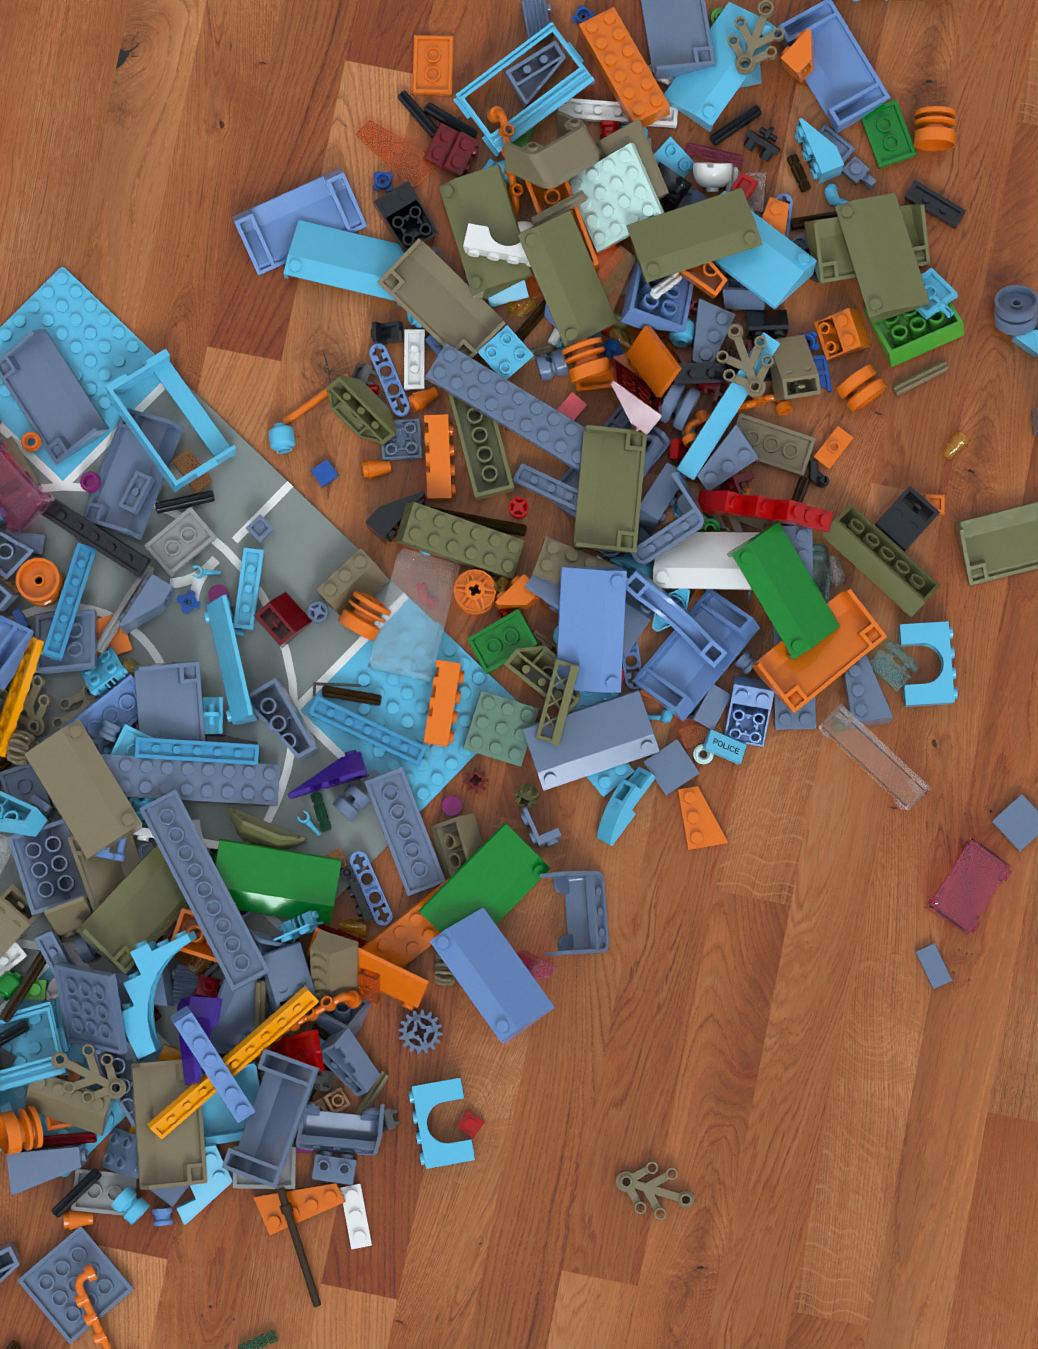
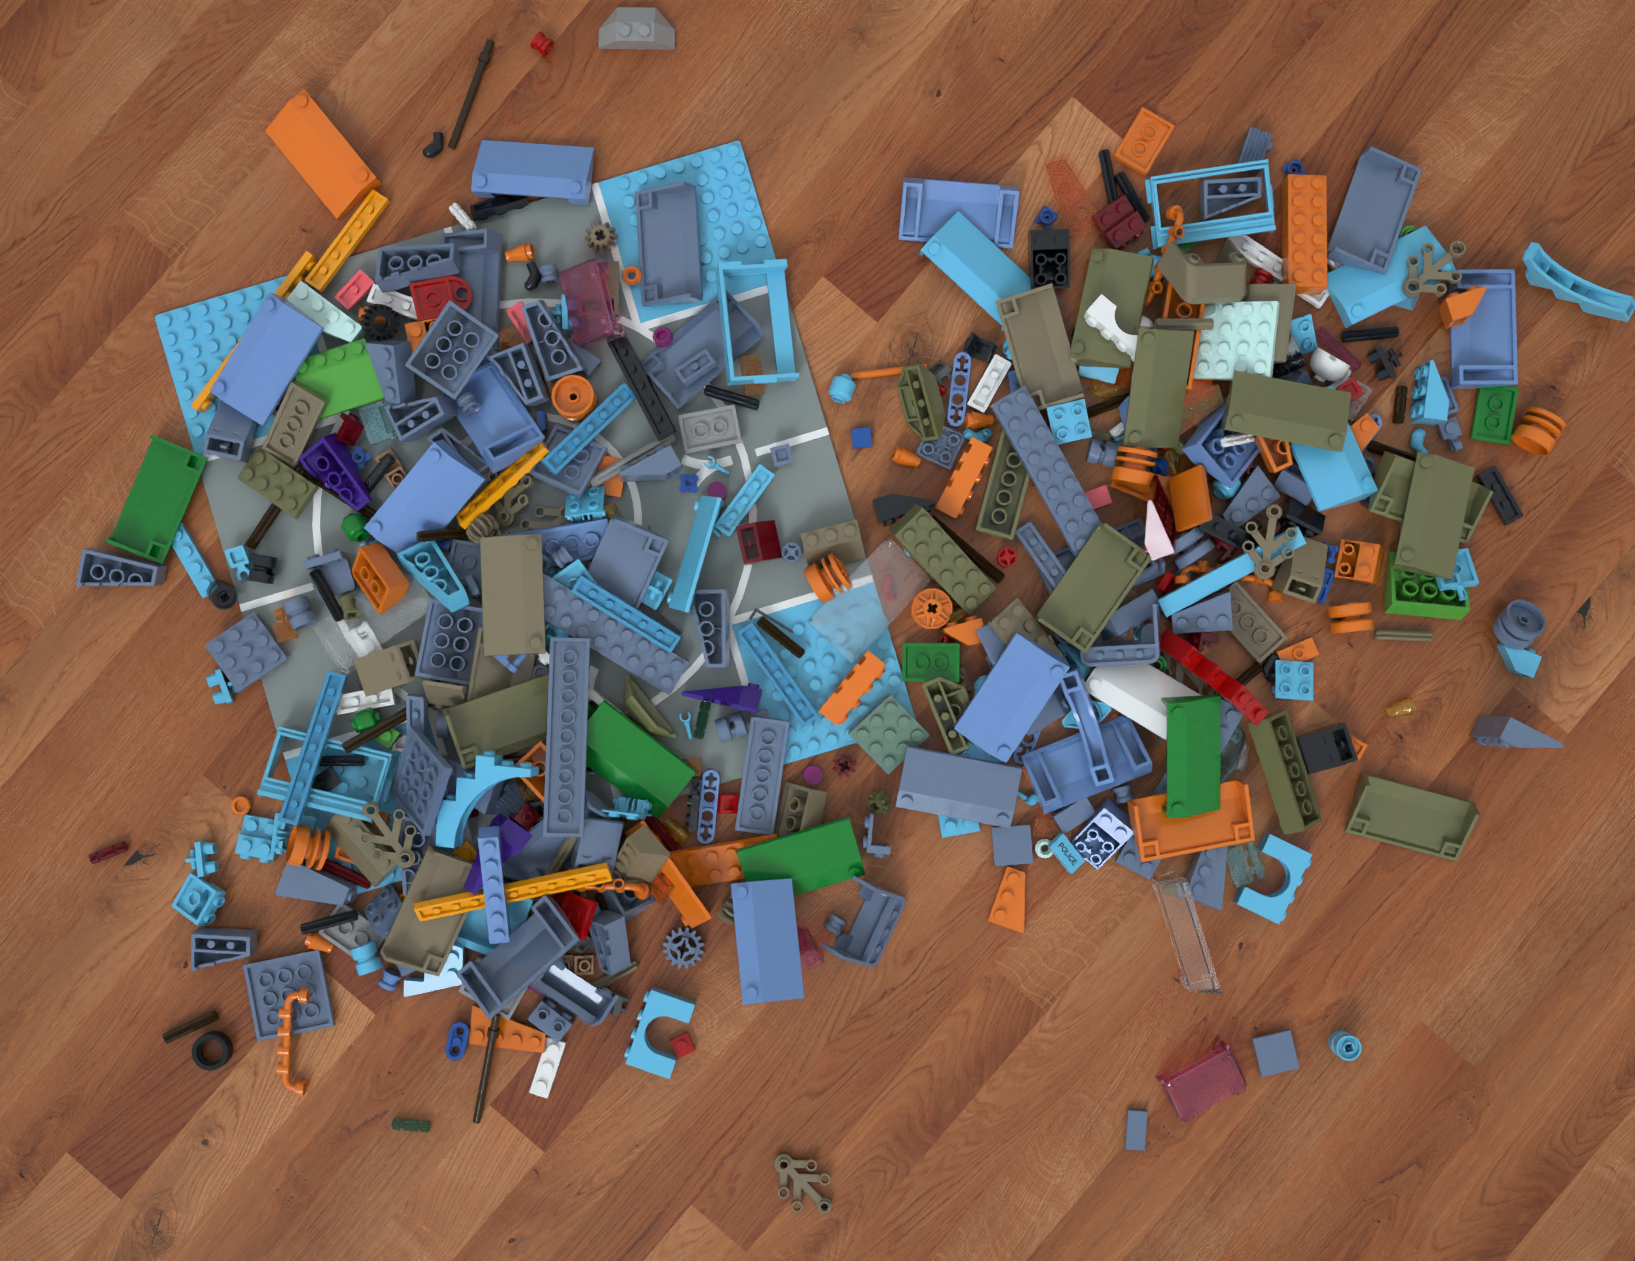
camera: 25 degrees right, 5 degrees up
(256, 1238) = (457, 1039): none -> blue plate
(387, 875) = (727, 803): none -> red plate
(434, 409) = (983, 435): none -> medium azure arm
(548, 931) = (835, 923): none -> sand blue wheel
(566, 699) = (954, 748): olive fence -> none
(619, 808) = (953, 853): medium azure slope -> none
(843, 473) = (1293, 680): none -> medium azure hinge

